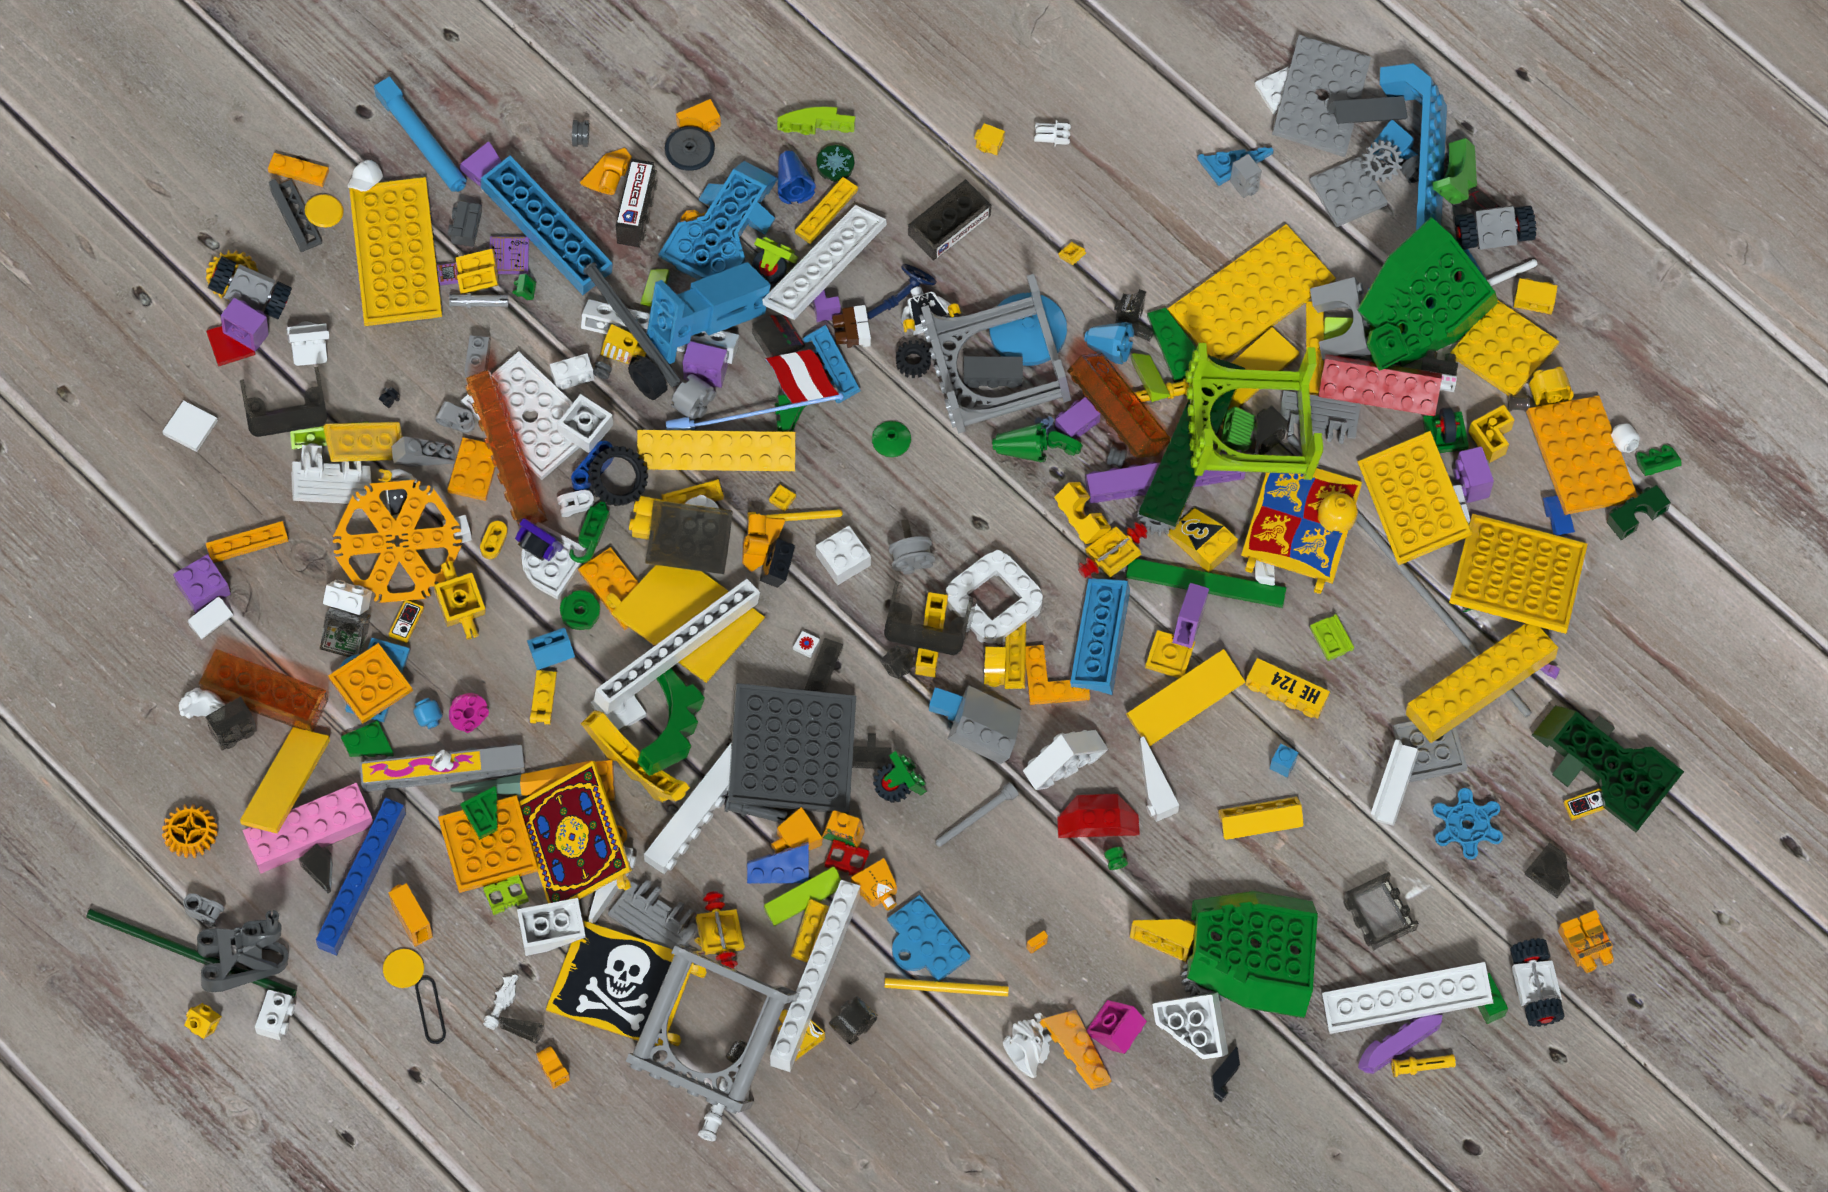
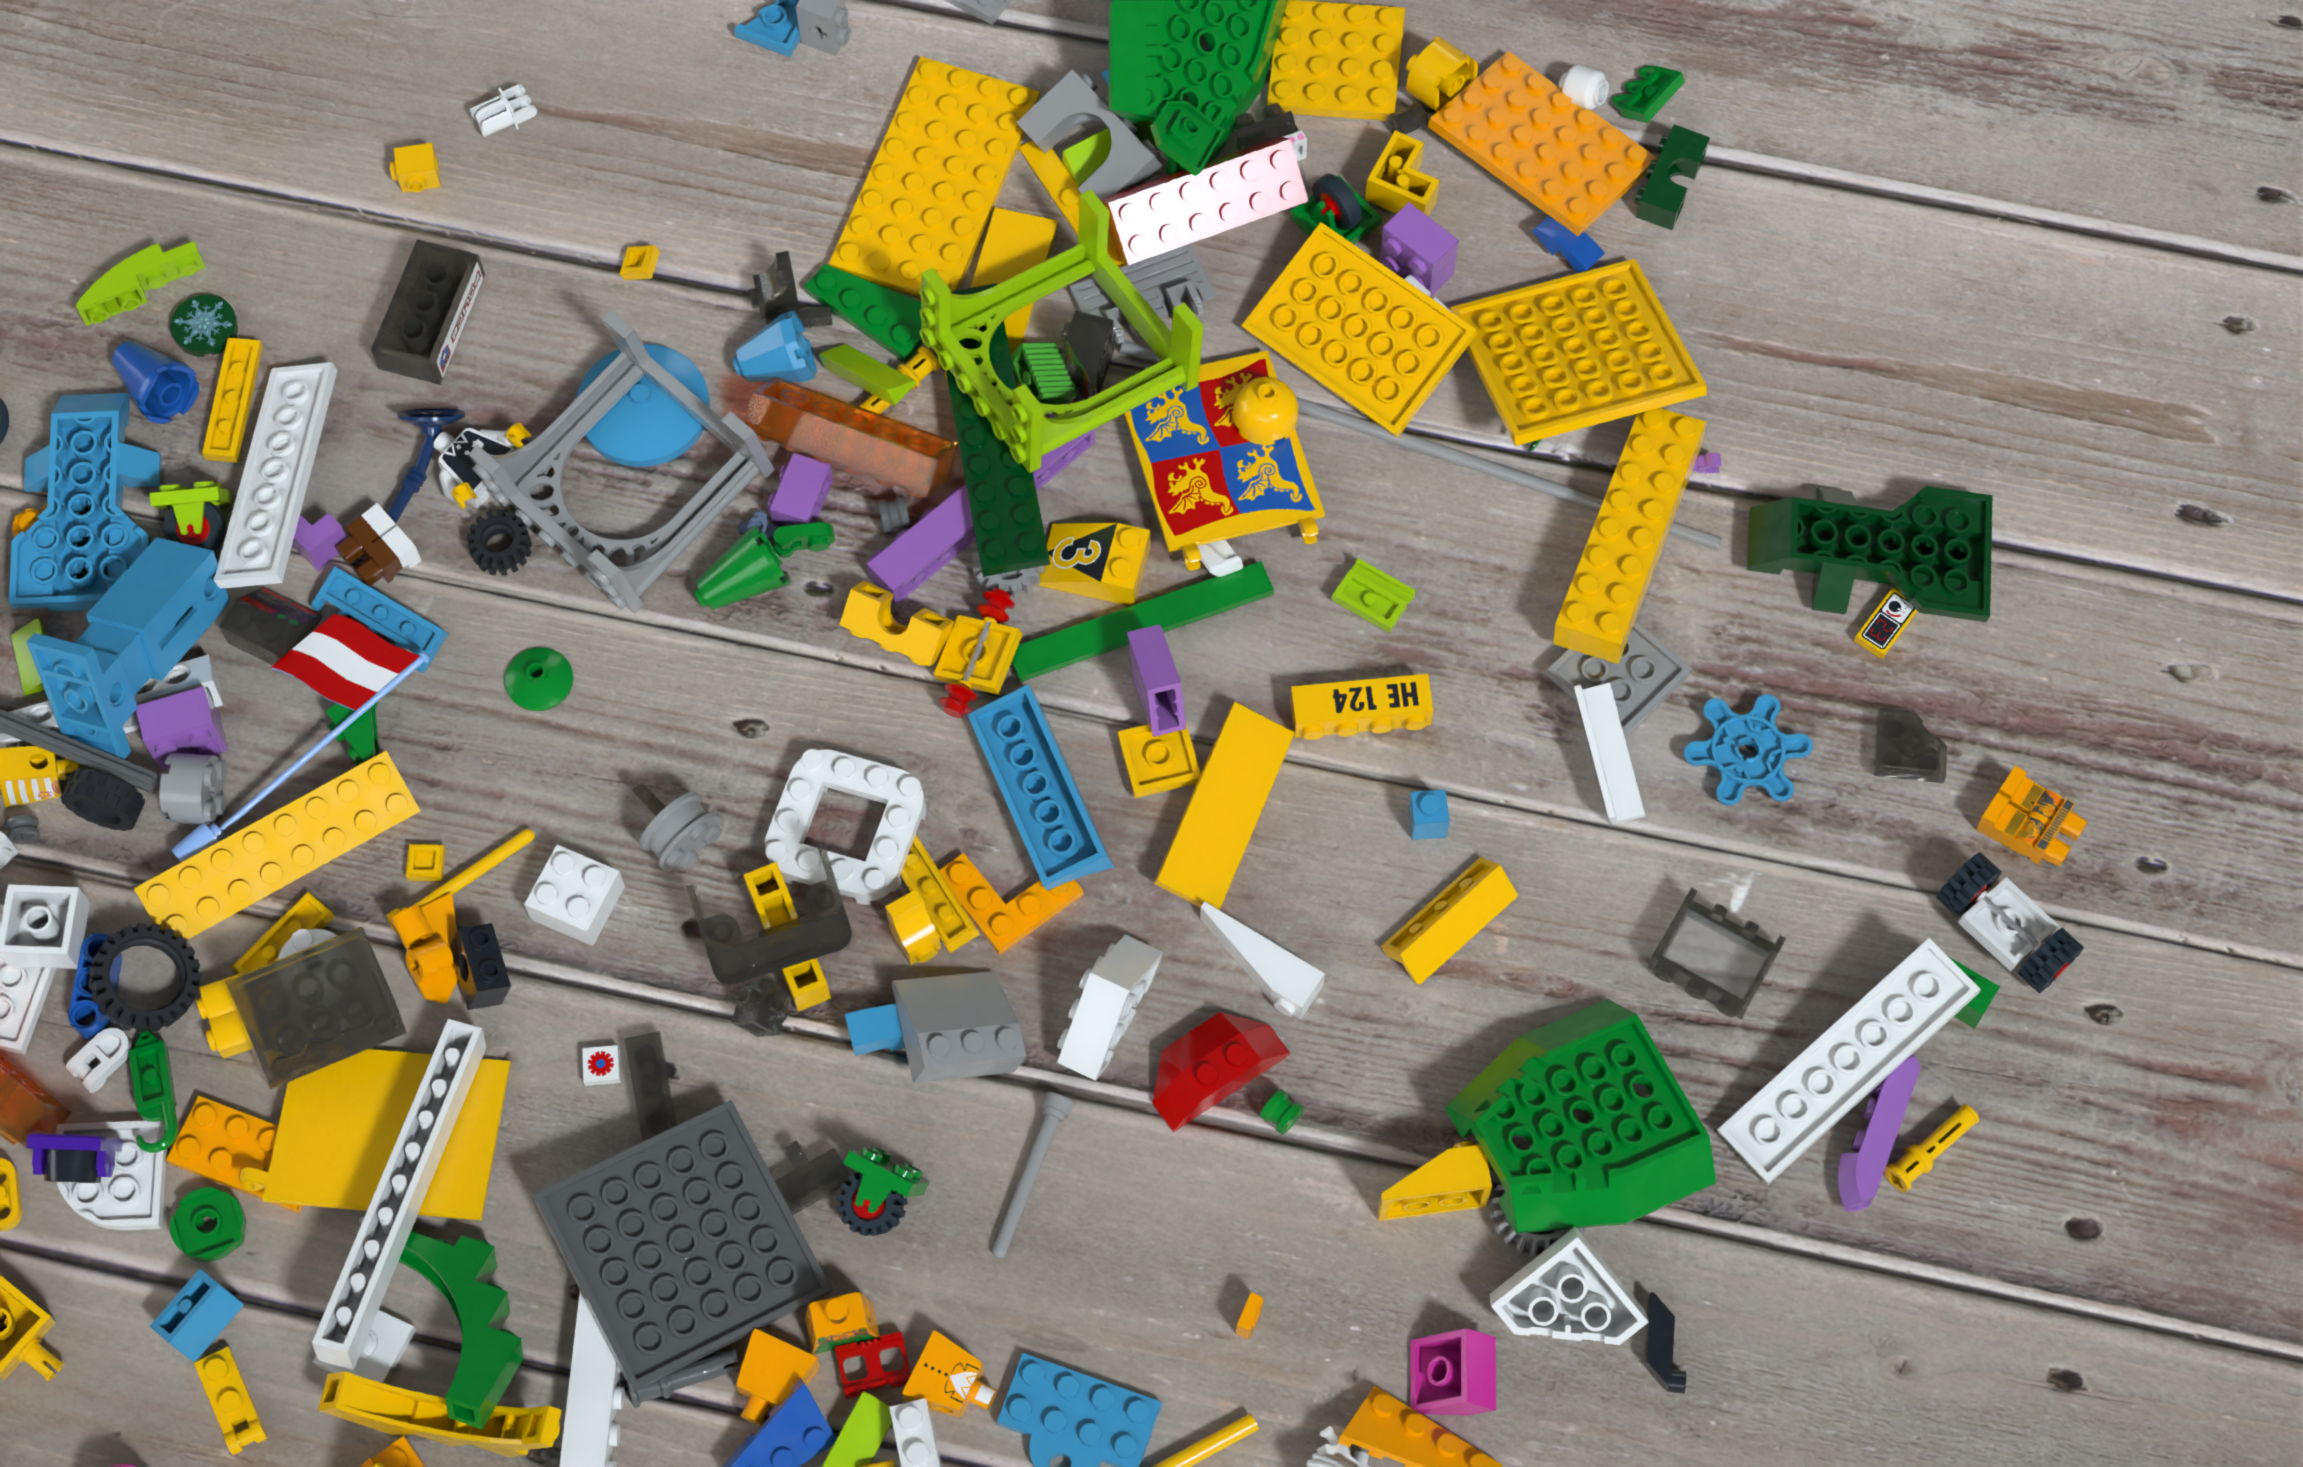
camera: 30 degrees left, 0 degrees up
(993, 371) = (631, 493): dark grey brick -> none

